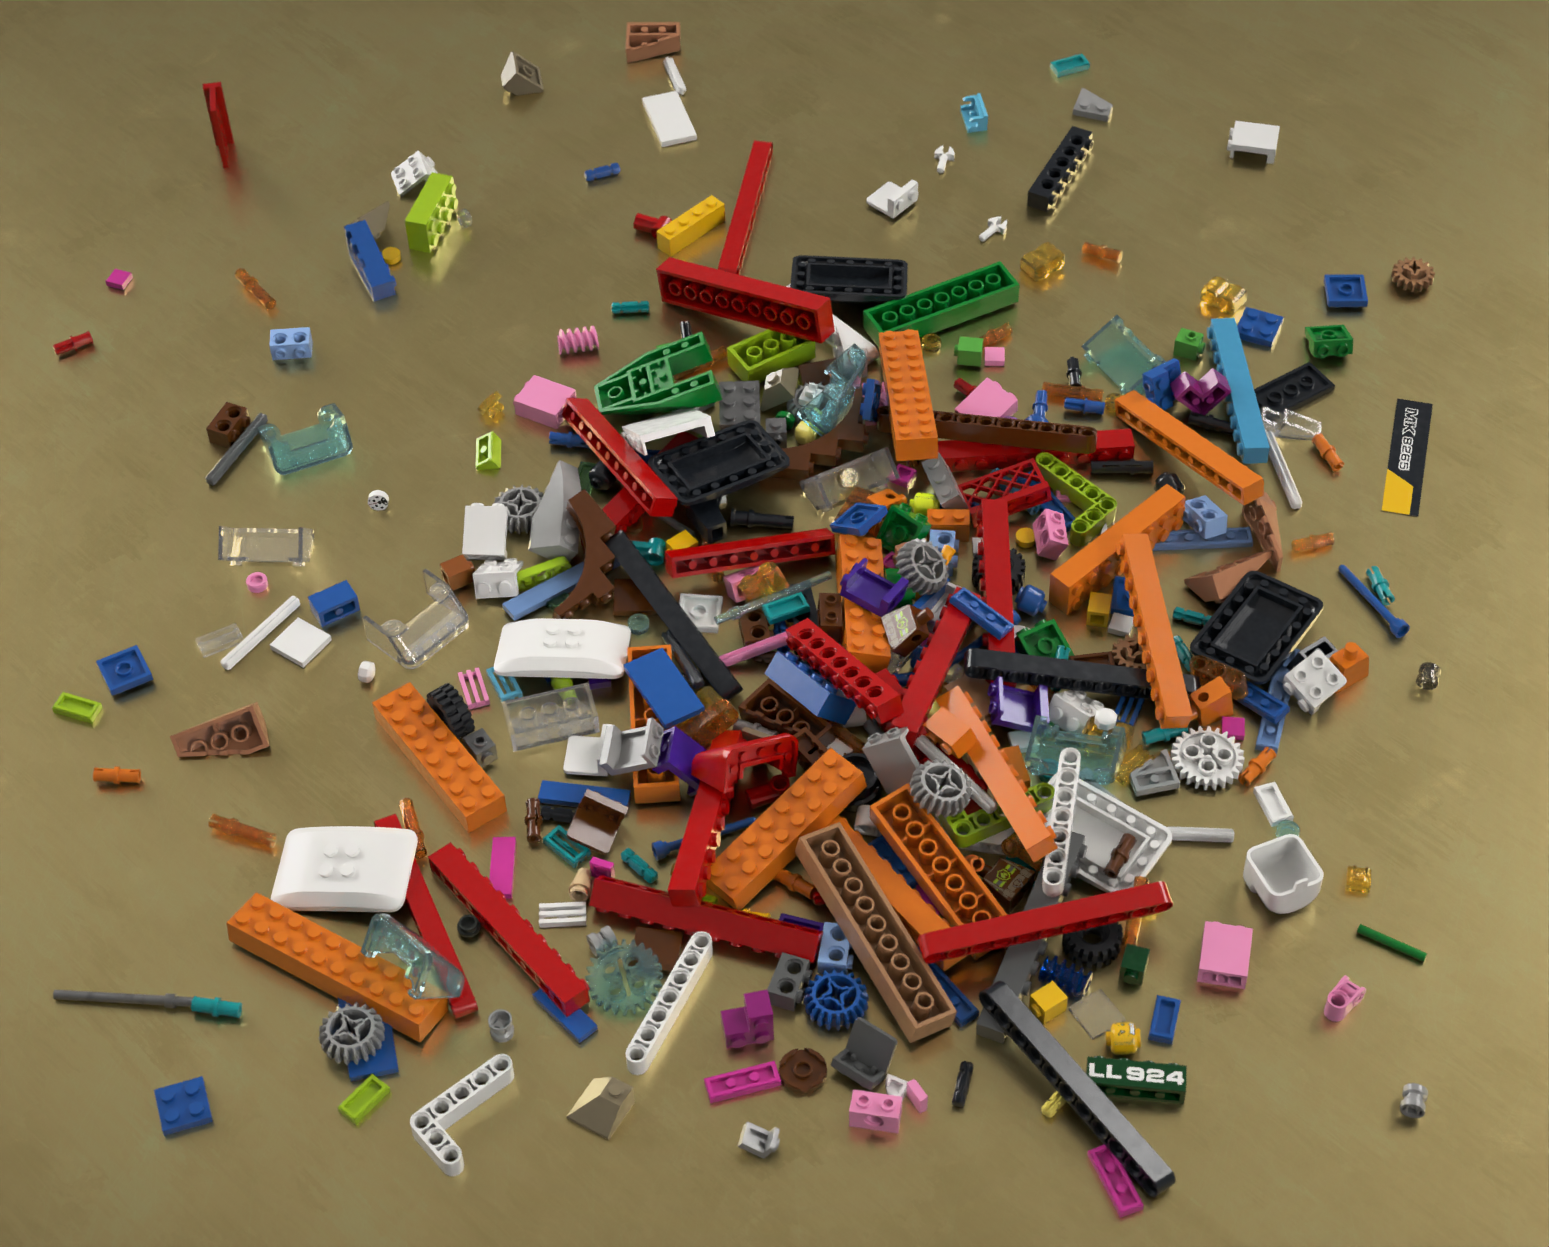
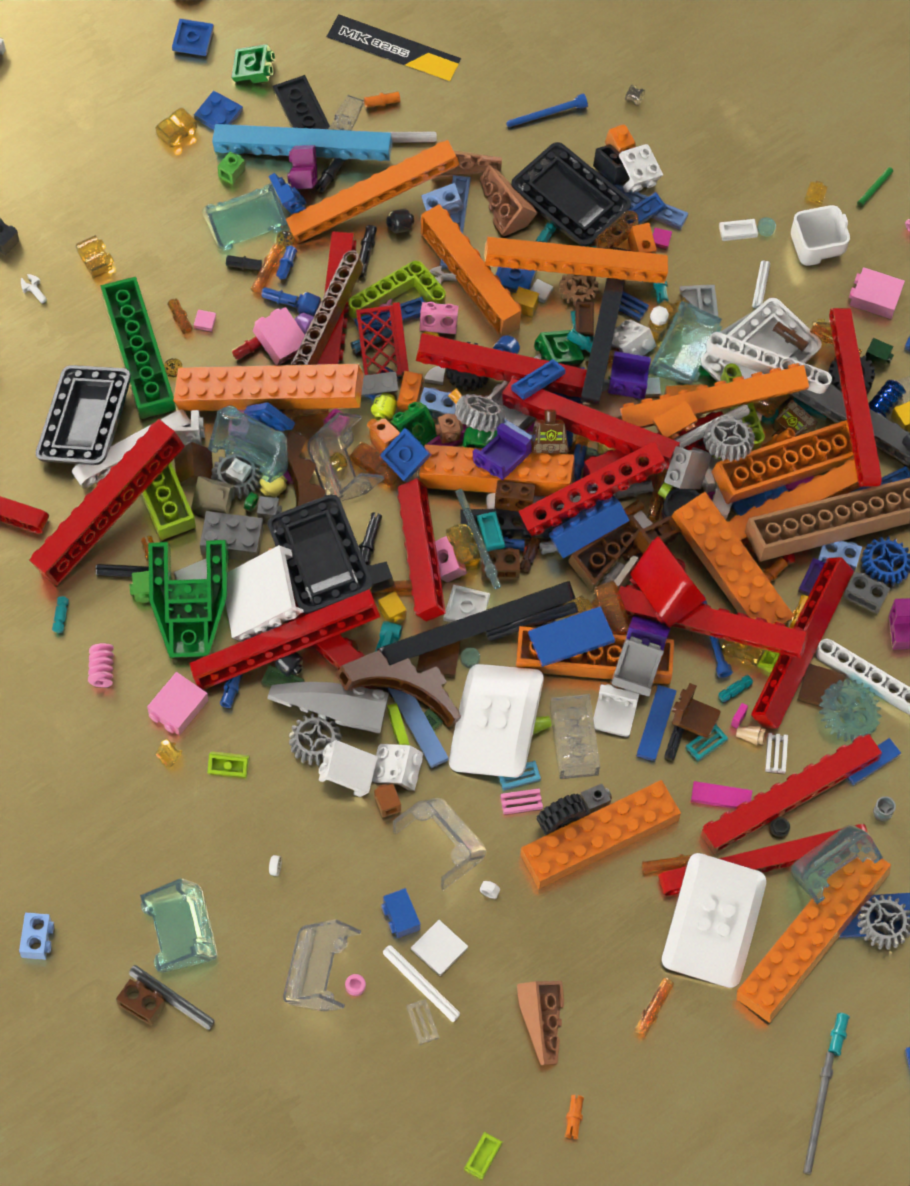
camera: 85 degrees left, 15 degrees up
(124, 670) = (448, 1109): blue plate -> none
(533, 820) = (677, 765): reddish brown pin -> none
(597, 940) = (811, 724): light grey wheel -> none
(754, 649) = (525, 563): bright pink axle -> none
(969, 351) = (201, 336): bright green brick -> none
(1102, 251) = (92, 207): clear orange pin -> none
(1207, 758) = (692, 261): white gear -> none
(1257, 766) = (703, 230): orange pin -> none
(1313, 542) = (479, 135): clear orange axle -> none
(1380, 585) = (535, 102): teal pin -> none

